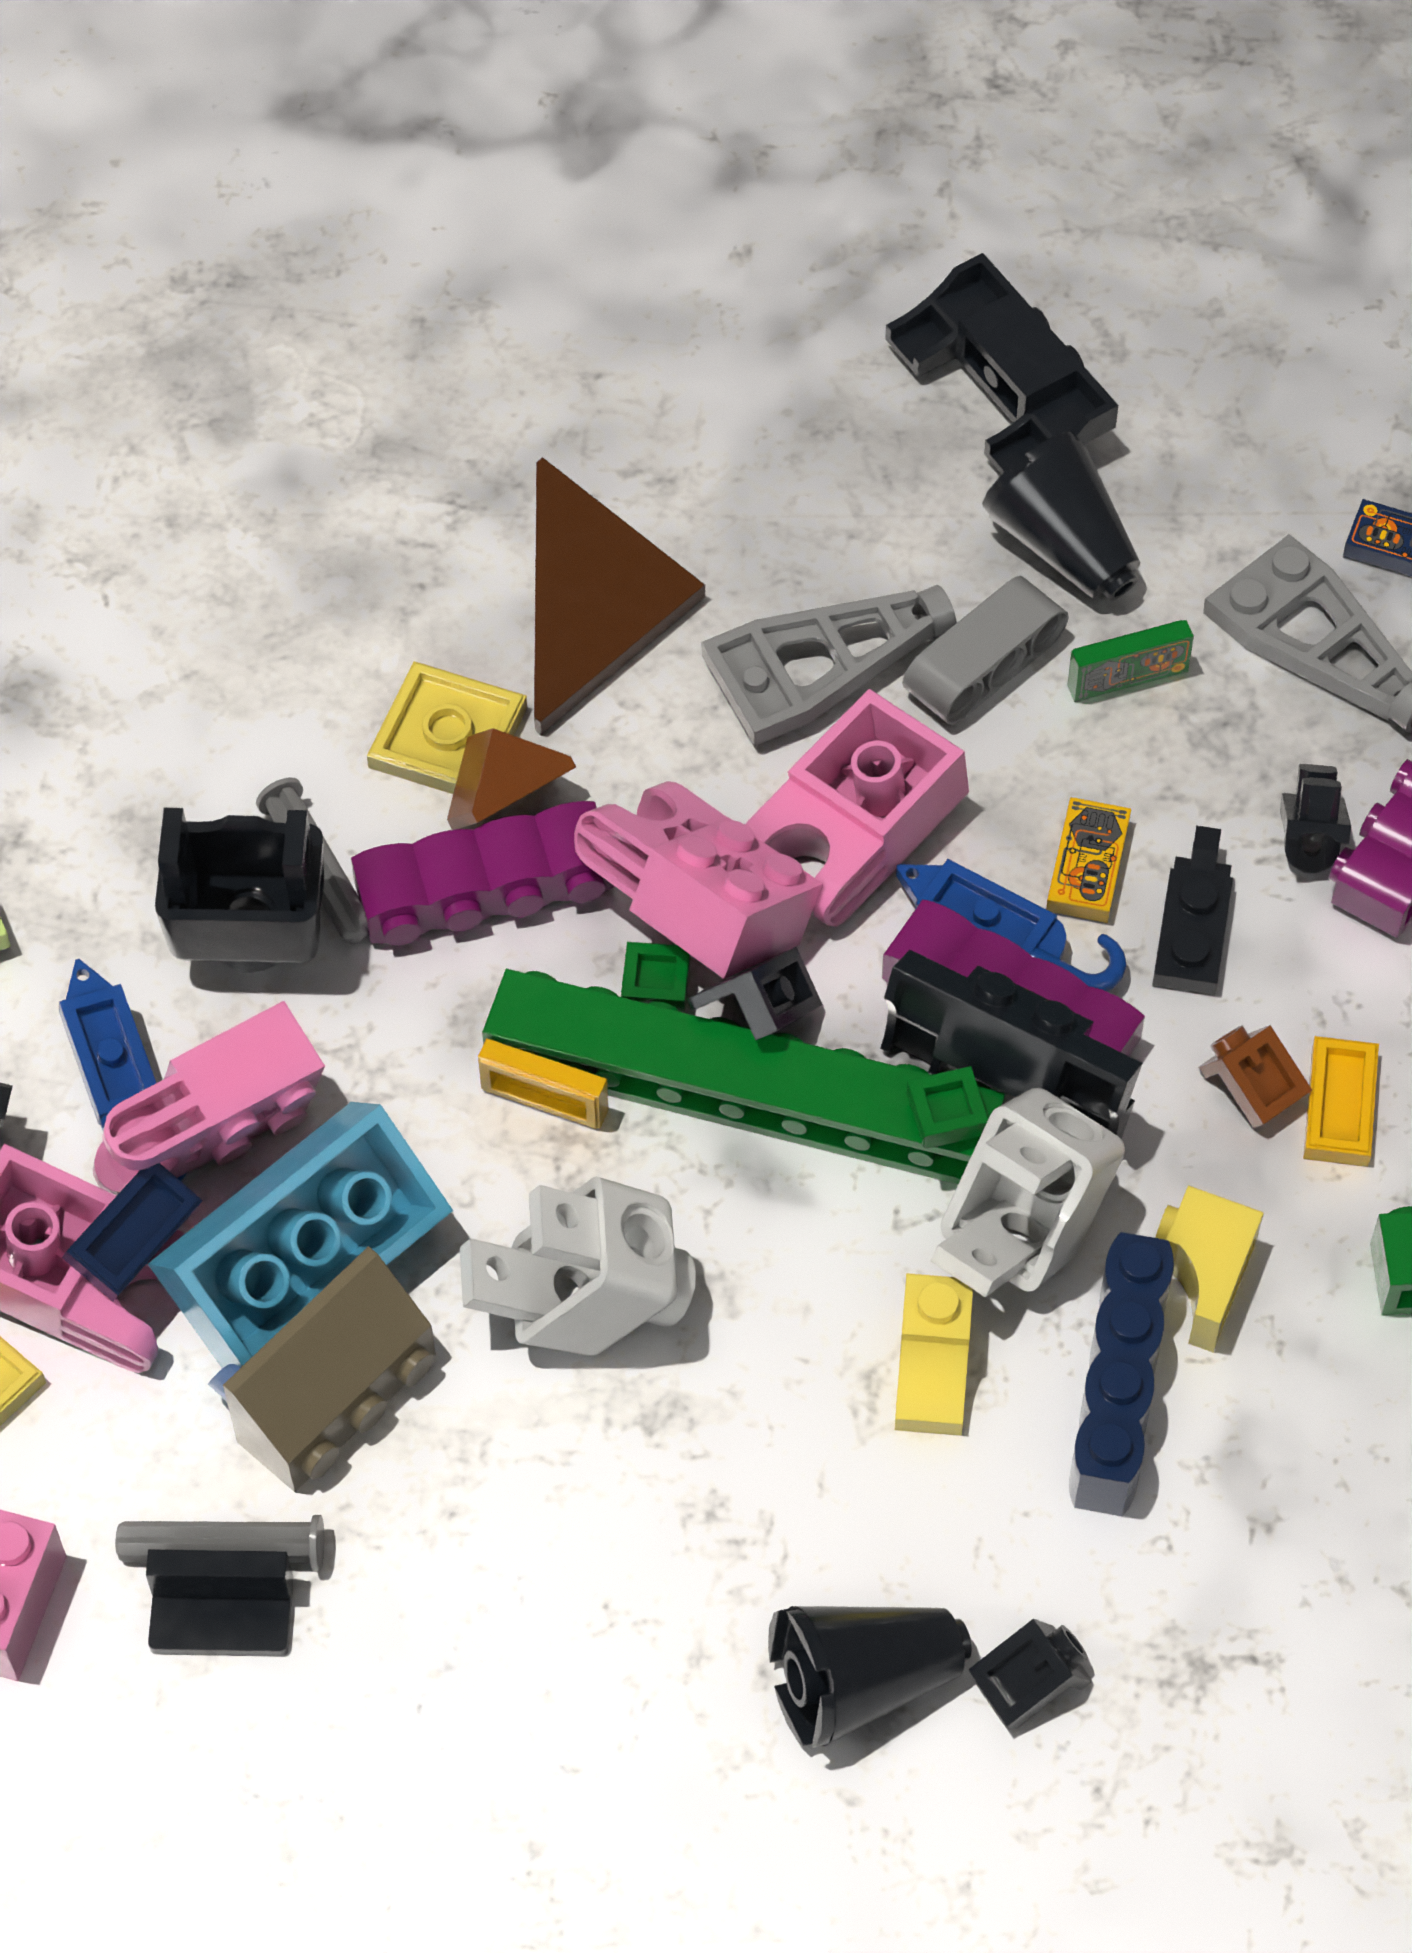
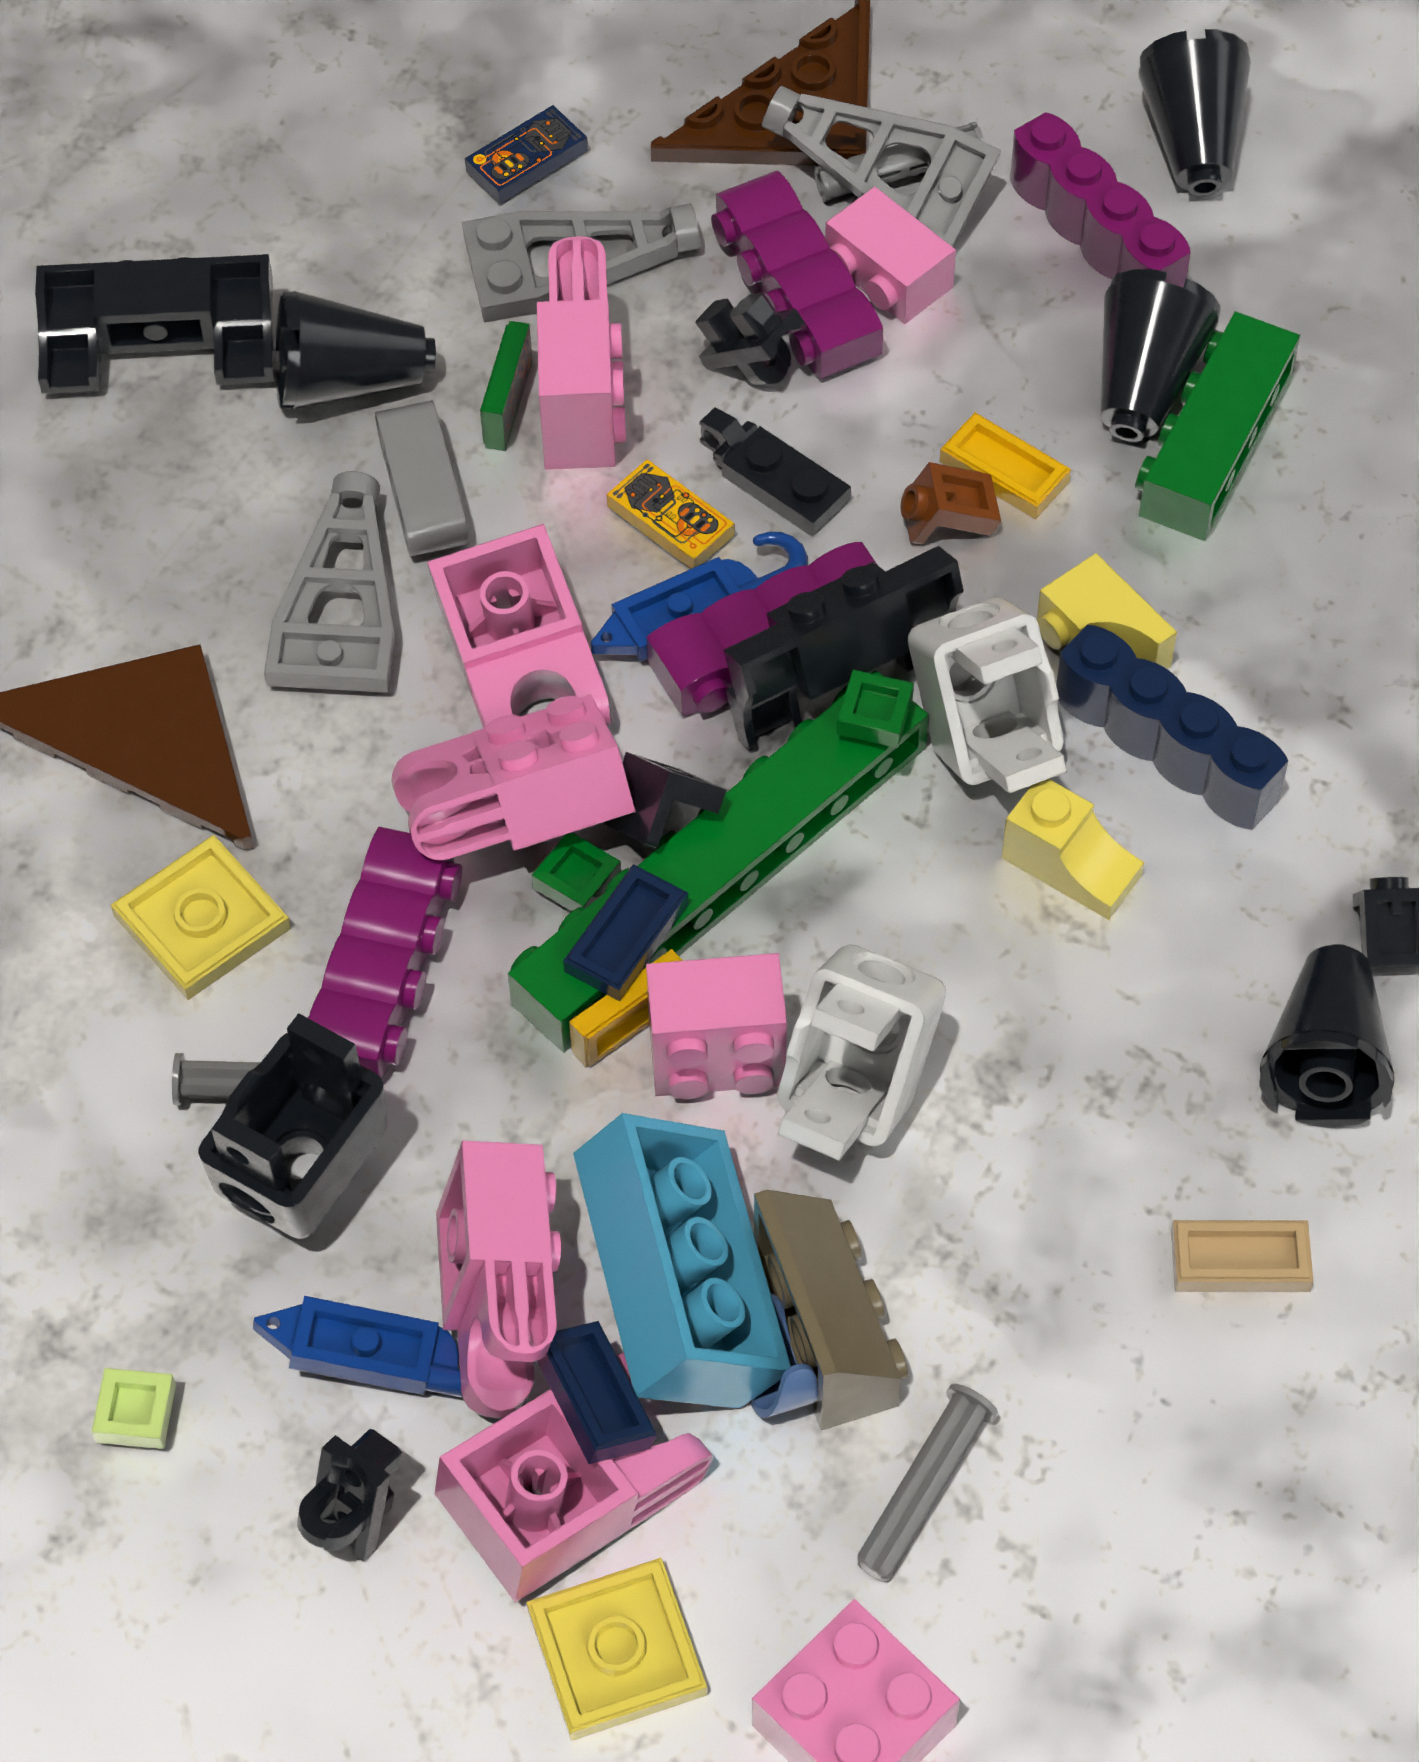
camera: 60 degrees left, 0 degrees up
(219, 1602) = (984, 1514): black panel -> none
(499, 772) = (299, 890): dark orange slope -> none
(542, 1134) = (717, 1025): none -> bright pink brick
(595, 1033) = (626, 932): none -> dark blue tile
(599, 1702) = (1241, 1256): none -> tan tile
(1182, 690) = (575, 360): none -> bright pink brick

